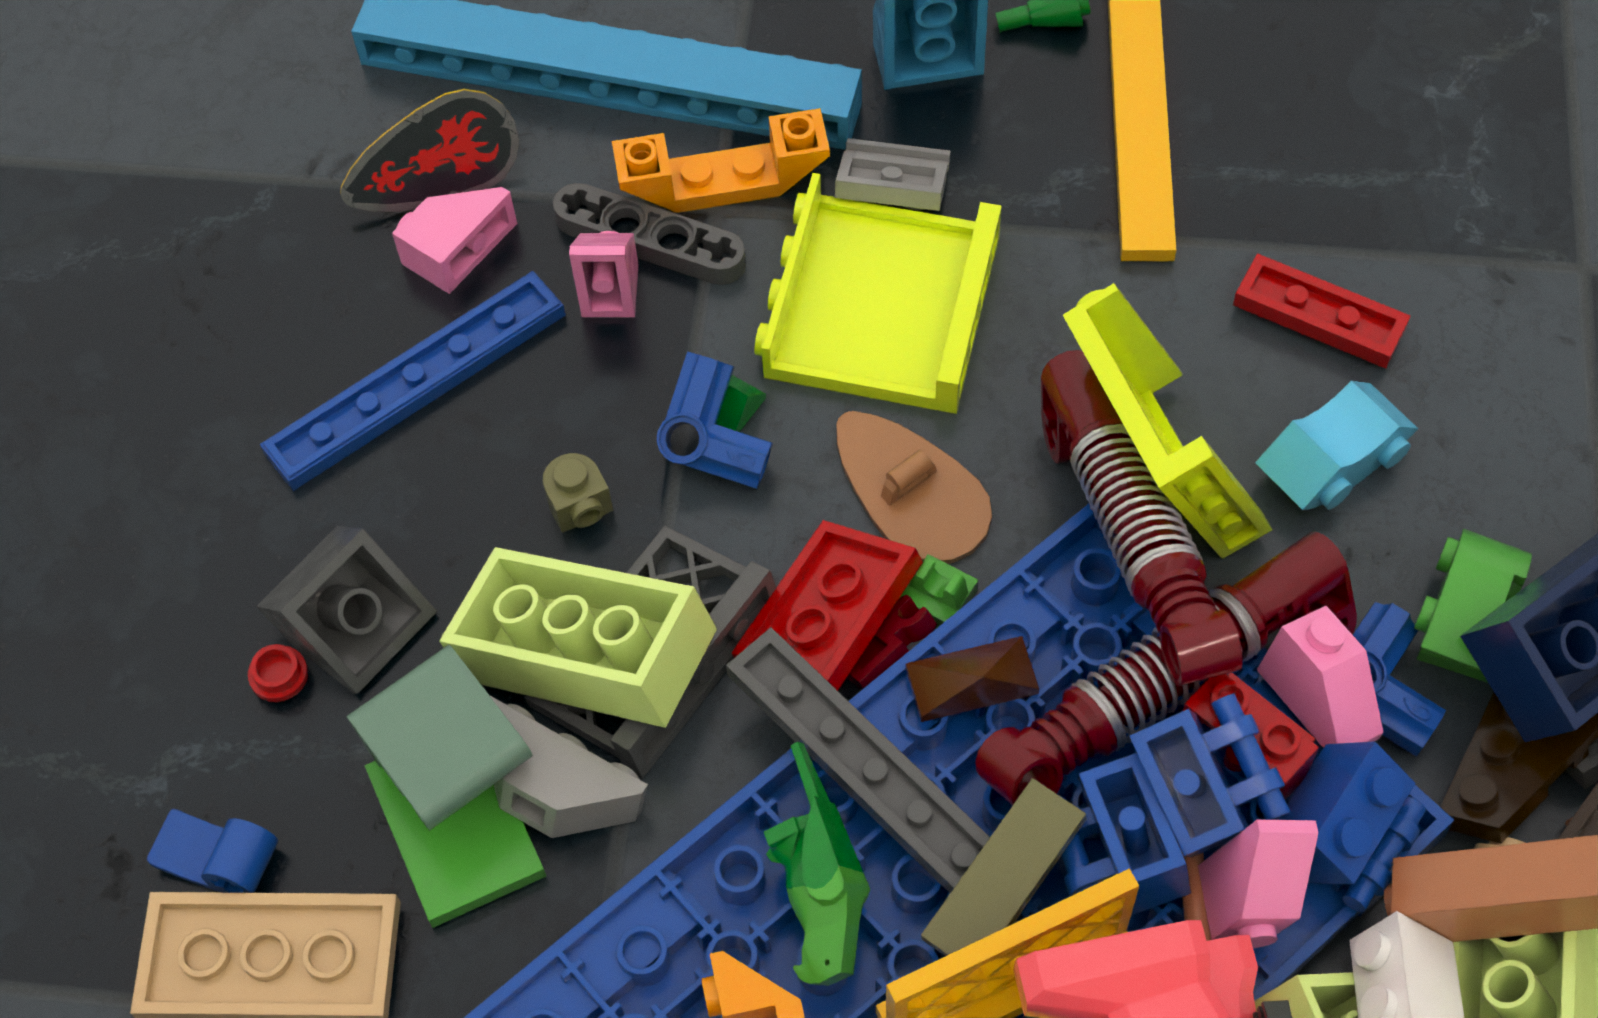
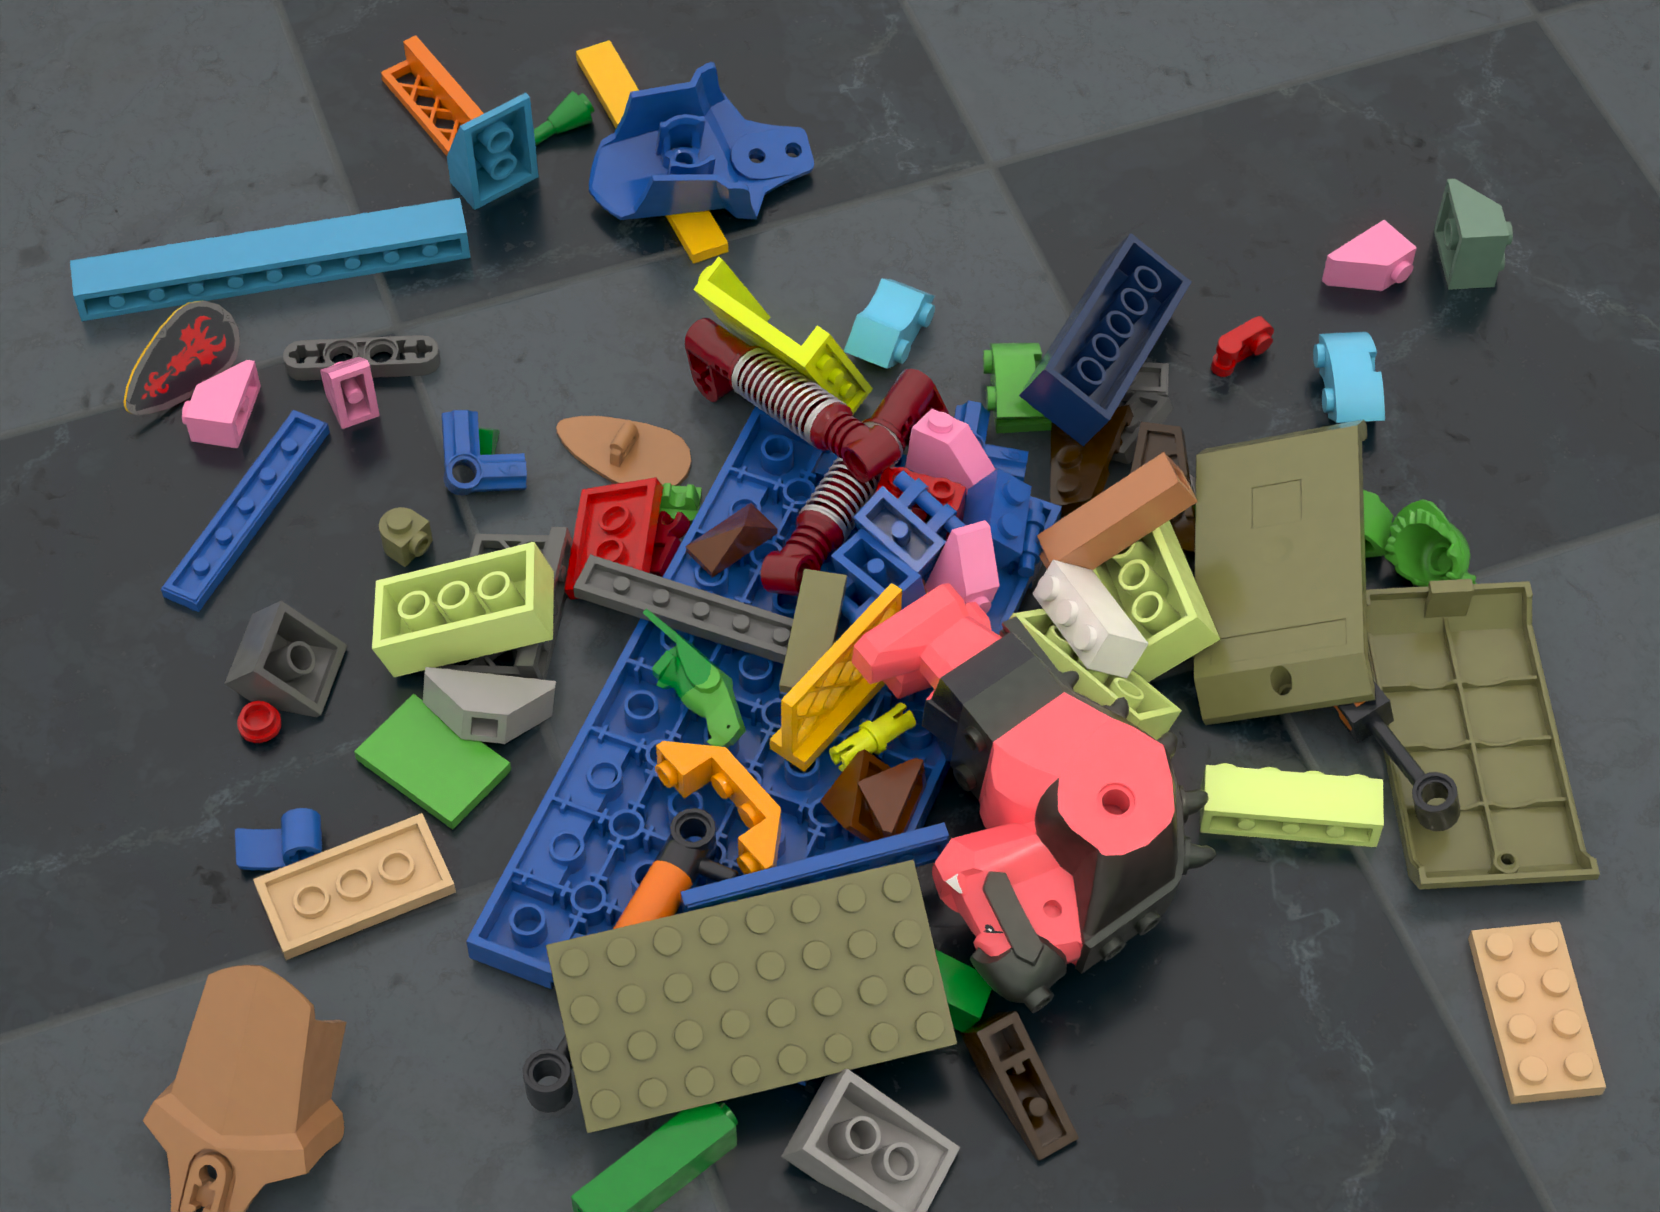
camera: 30 degrees left, 5 degrees down
(439, 736) = (406, 698): sand green piece -> none
(723, 176) = (437, 267): light orange slope -> none
(878, 300) = (546, 343): neon yellow panel -> none
(892, 174) = (513, 261): light grey plate -> none
(1181, 115) = (693, 153): none -> blue piece
(1321, 310) = (839, 247): red plate -> none

